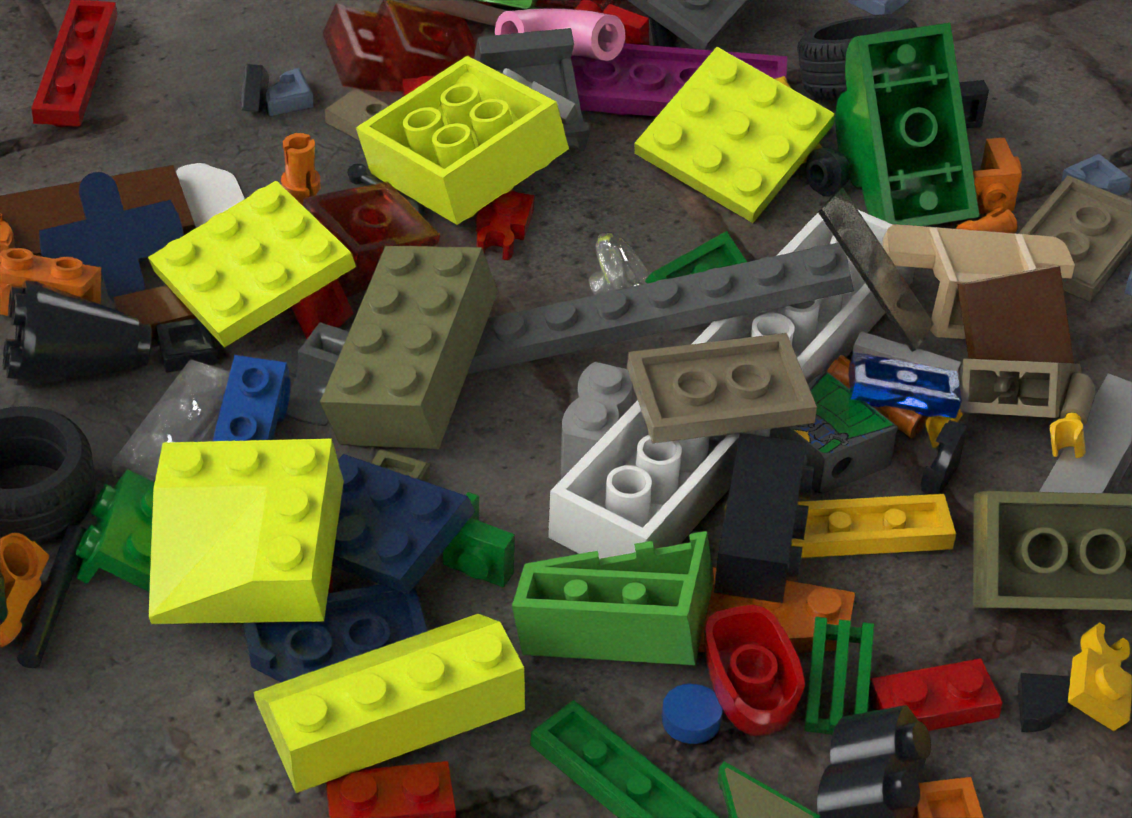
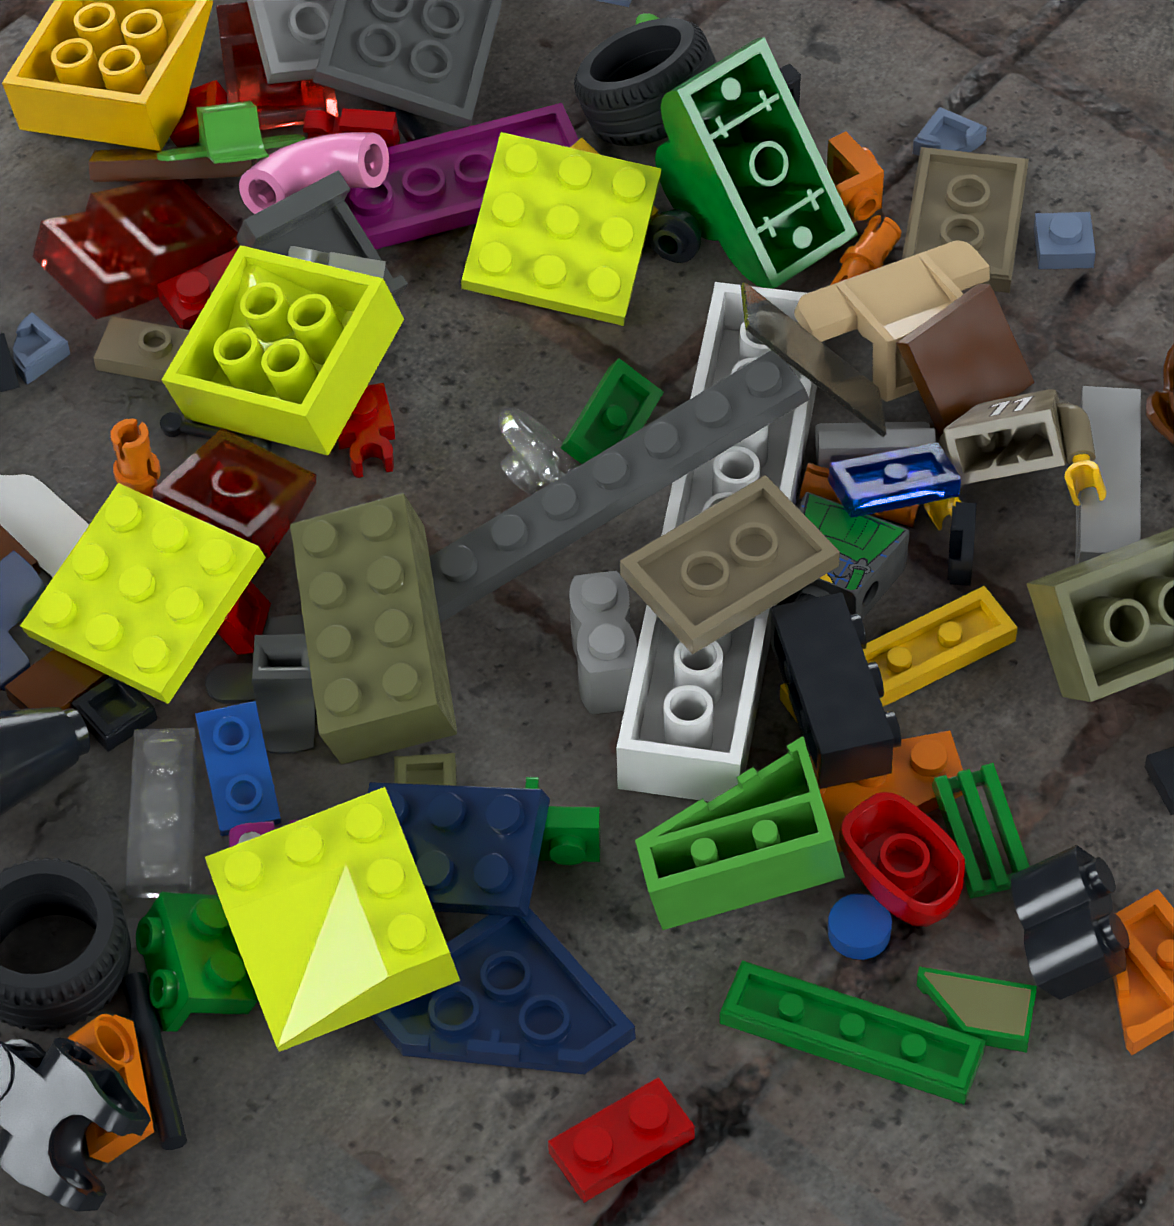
camera: 20 degrees left, 10 degrees up
(393, 700) = (577, 1036): neon yellow slope -> none
(940, 694) = (1079, 810): red plate -> none

